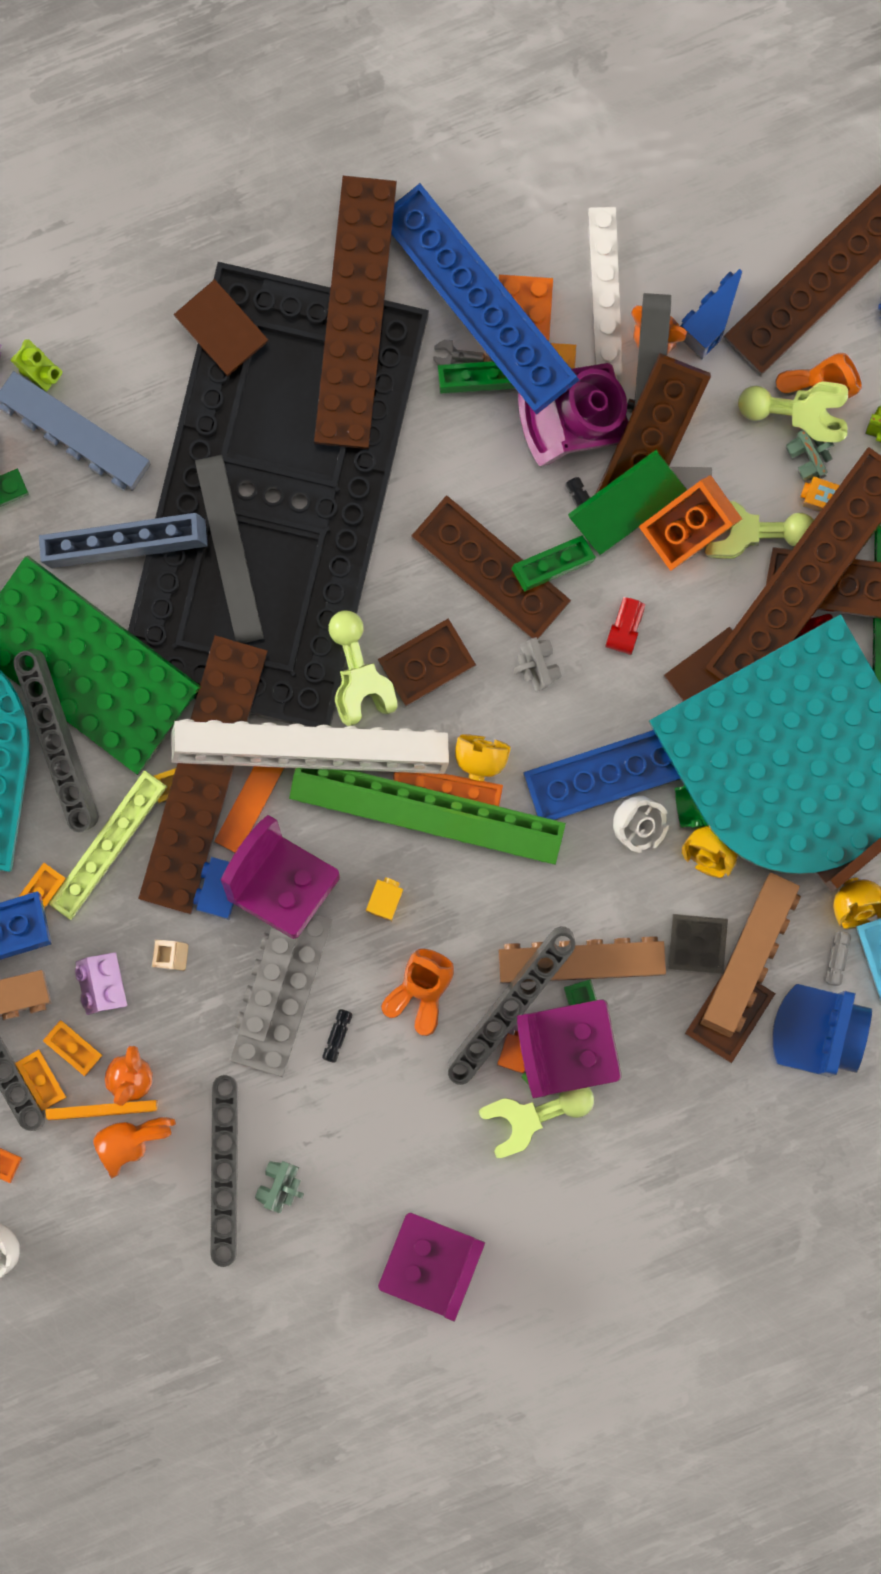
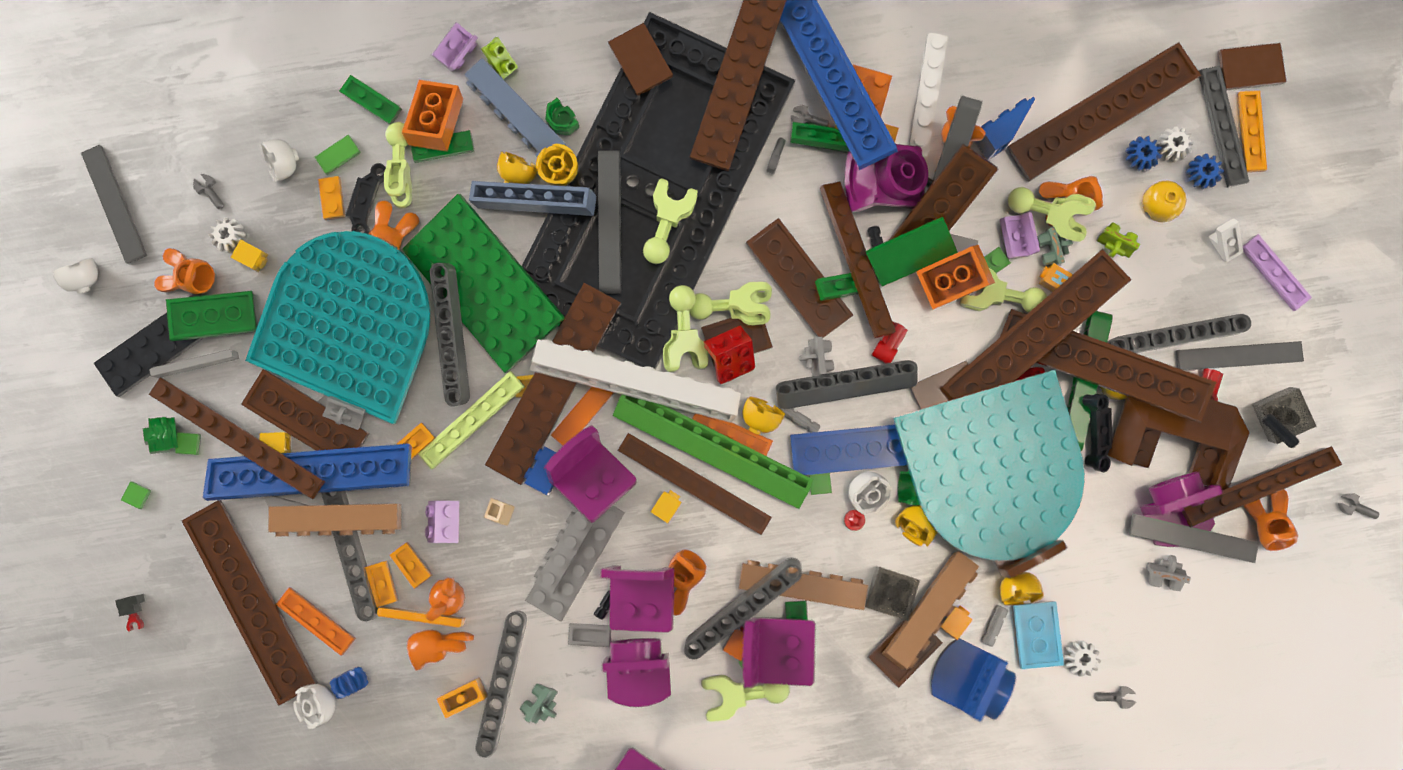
camera: 15 degrees right, 0 degrees up
(29, 1212) = (349, 682): none -> blue gear
(91, 508) = (515, 169): none -> yellow cylinder
(134, 427) = (561, 118): none -> green hair
(145, 491) = (557, 165): none -> yellow cylinder
(179, 1198) = (462, 697): none -> light orange brick
(304, 520) = (669, 214): none -> yellowish green piece
(323, 1086) = (589, 635): none -> light grey tile
(379, 1021) = (641, 599): none -> magenta piece
(395, 1118) = (637, 672): none -> magenta piece
(414, 862) = (694, 483): none -> reddish brown plate
(423, 617) = (742, 304): none -> yellowish green piece
(425, 414) = (776, 155): none -> flat silver bar
(425, 685) = (731, 354): none -> red bracket
(533, 750) = (801, 420): none -> light grey axle
(559, 527) = (857, 259): none -> reddish brown plate
(576, 827) = (821, 484): none -> bright green tile
(581, 691) = (847, 384): none -> dark grey beam
(630, 864) = (854, 520): none -> tile
(740, 488) = (997, 260): none -> bright green plate
(763, 450) = (1019, 235): none -> lavender bracket
(786, 963) = (956, 622): none -> light orange brick

